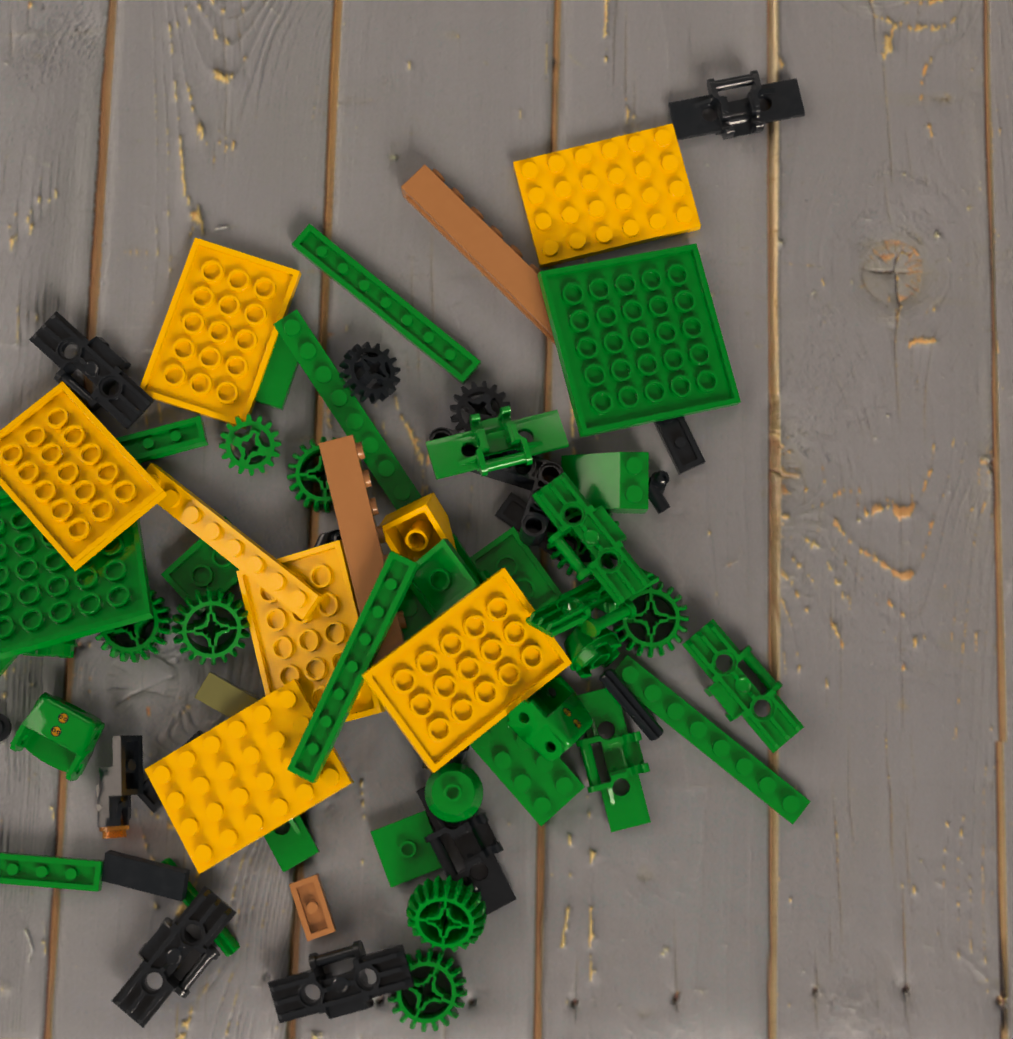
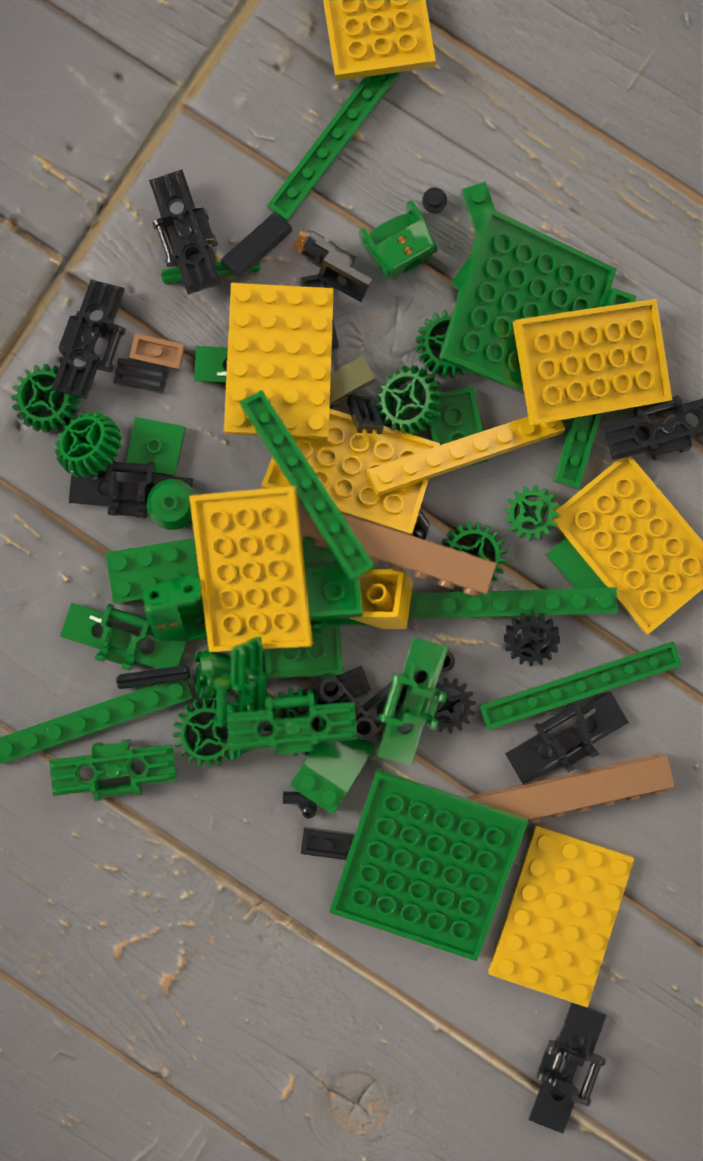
camera: 125 degrees right, 5 degrees up
(252, 665) = (360, 414): none -> black tile
(336, 914) = (144, 366): none -> black tile
(446, 280) = (569, 744): none -> black piece

